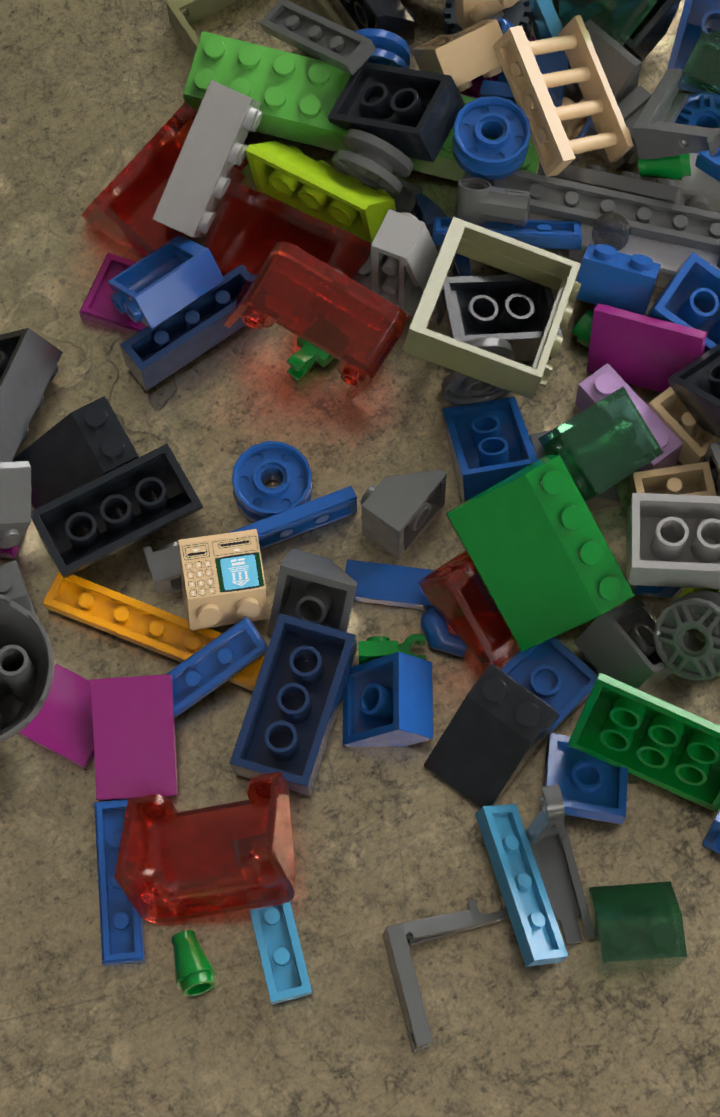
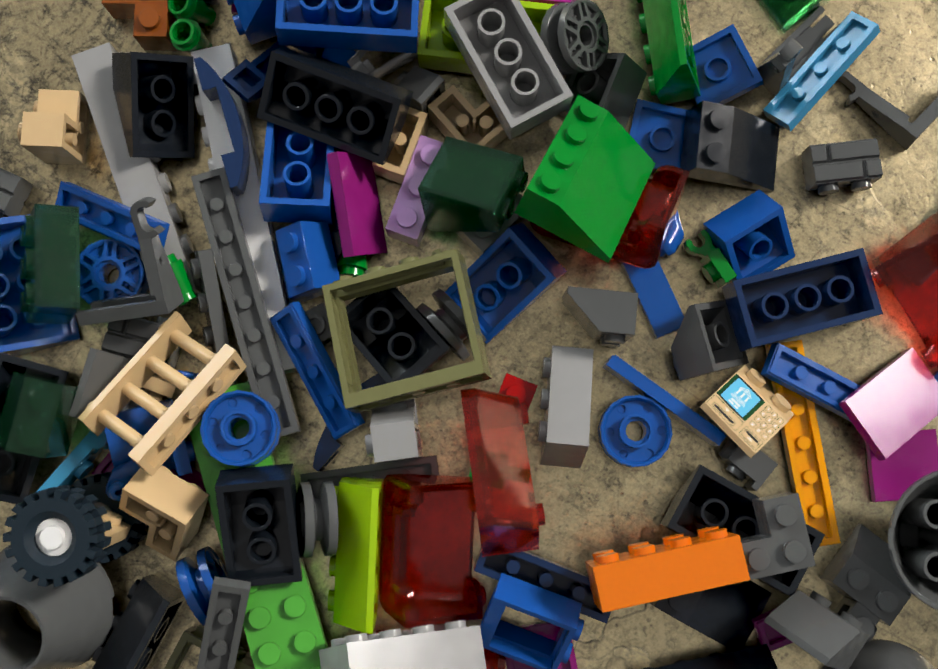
camera: 125 degrees left, 15 degrees up
(84, 516) = (782, 537): none -> dark grey brick
(133, 398) = (667, 569): none -> orange brick
(338, 433) = (566, 406): none -> light grey wedge
(376, 406) = (518, 388): none -> red plate
(406, 842) = (842, 165): none -> dark grey brick
(481, 203) = (304, 404): dark grey piece -> none
(611, 230) = (267, 286): clear smoke tile -> none

